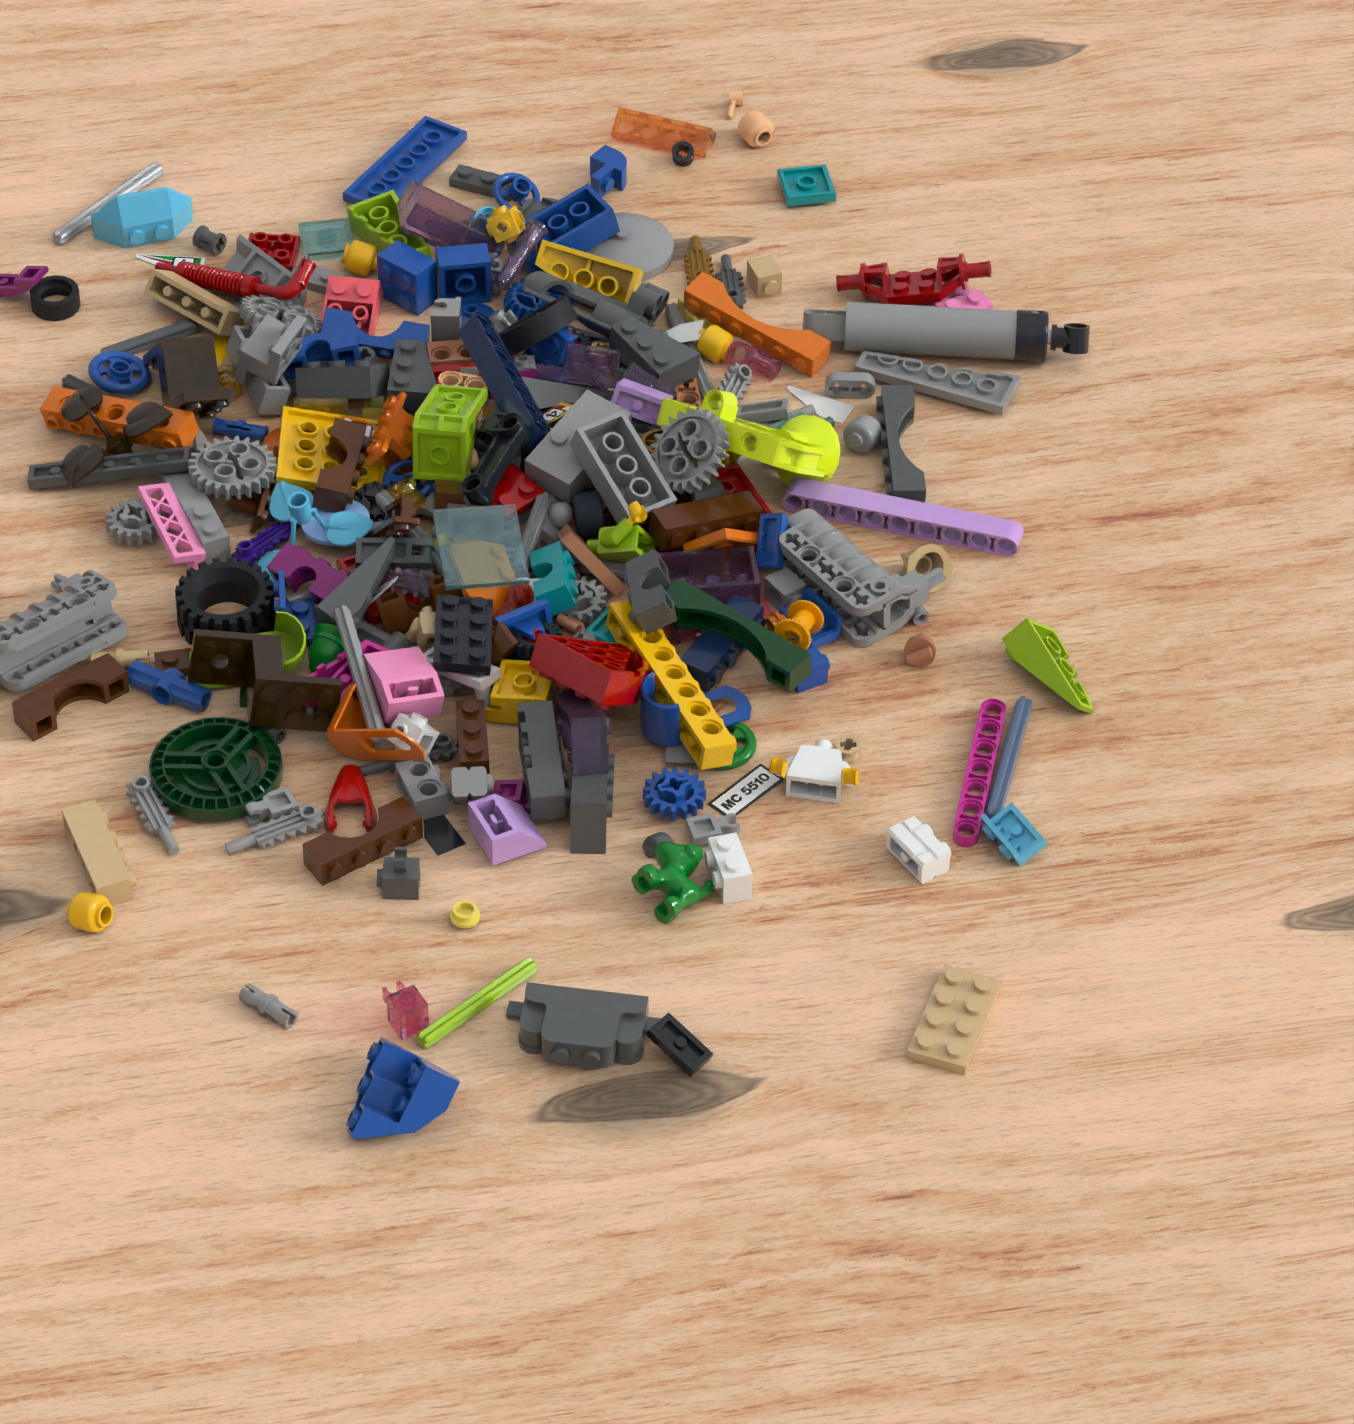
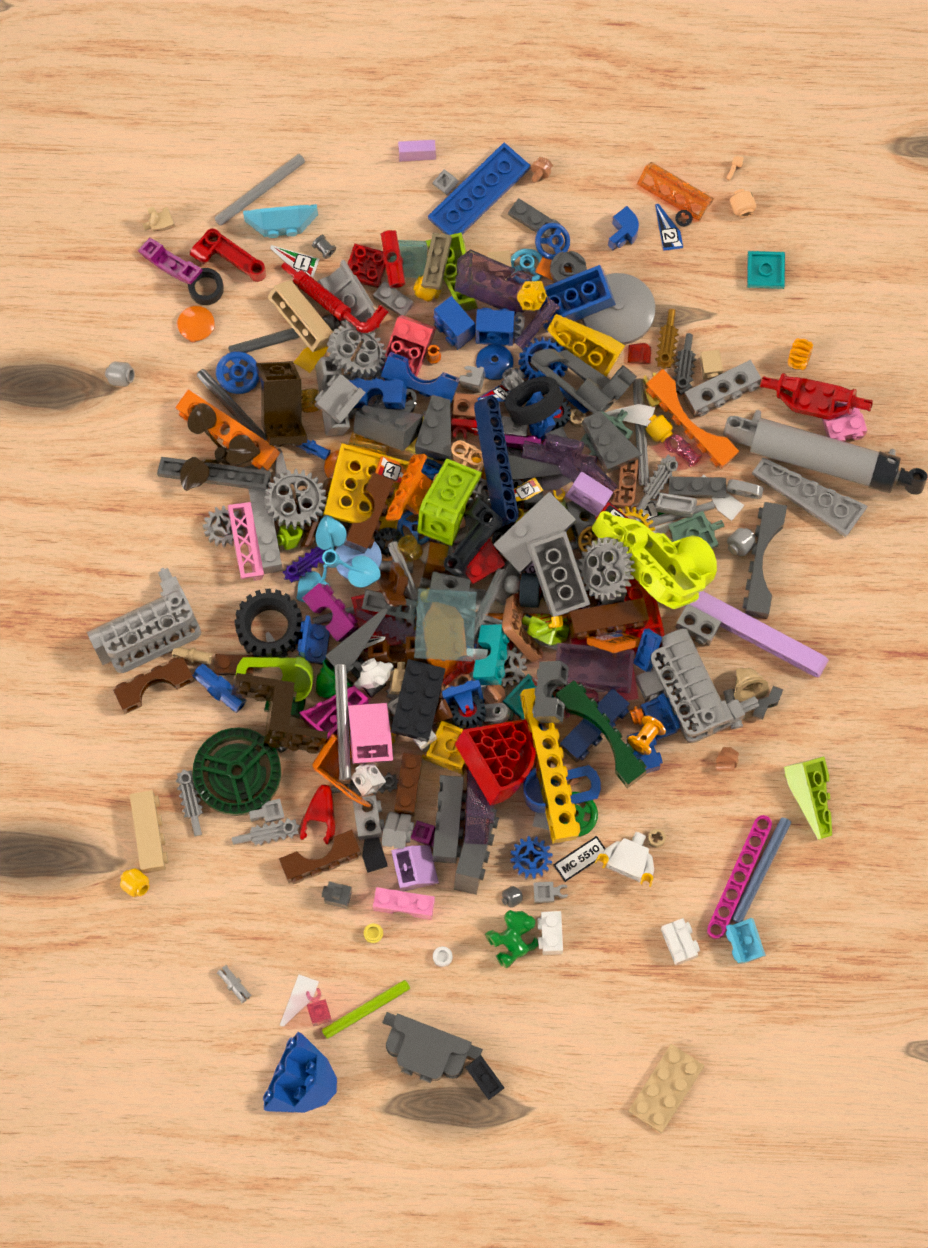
camera: 15 degrees right, 30 degrees up
(49, 336) = (196, 323): none -> orange dish
(60, 255) = (204, 250): none -> red piece
(233, 514) = (289, 537): none -> lime plate
(307, 231) = (394, 269): none -> red piece
(312, 140) = (417, 150): none -> lavender panel
(357, 163) = (445, 182): none -> light grey tile
(367, 216) = (436, 261): none -> dark tan plate
(370, 1011) = (298, 997): none -> white sticker
(386, 321) = (433, 355): none -> orange pin
(390, 619) = (373, 674): none -> white rock
(481, 134) = (541, 169): none -> nougat piece
(482, 865) = (398, 901): none -> bright pink arch
(575, 926) = (442, 956): none -> white tile
(667, 280) = (639, 353): none -> clear red slope
(668, 175) = (669, 233): none -> sticker
(790, 293) = (745, 372): none -> light grey brick
(797, 392) = (698, 486): none -> dark grey plate
(842, 516) = (700, 620): none -> light grey brick
(879, 245) = (800, 354): none -> light orange gear
(955, 585) = (768, 702): none -> dark grey piece

